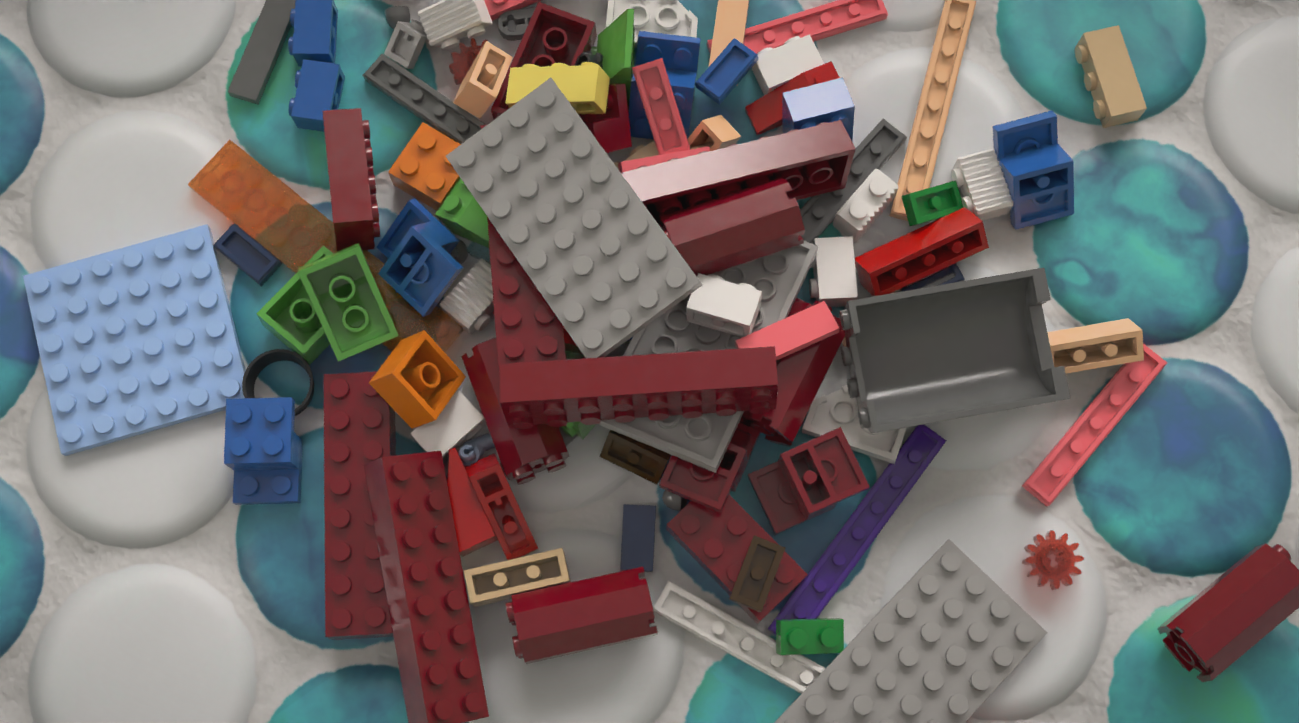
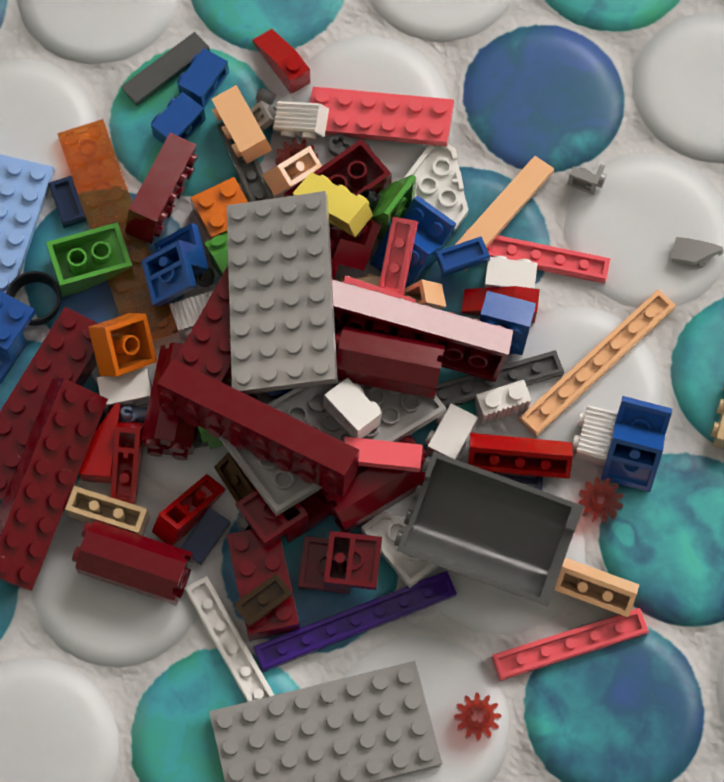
camera: 30 degrees right, 5 degrees down
(348, 302) = (108, 267): bright green slope -> none
(393, 60) = (240, 125): none -> light nougat brick
(602, 521) = (187, 510): none -> red slope
(809, 636) = (277, 667): green plate -> none
(932, 203) = (550, 426): green plate -> none
(1036, 242) = (610, 502): none -> clear red gear

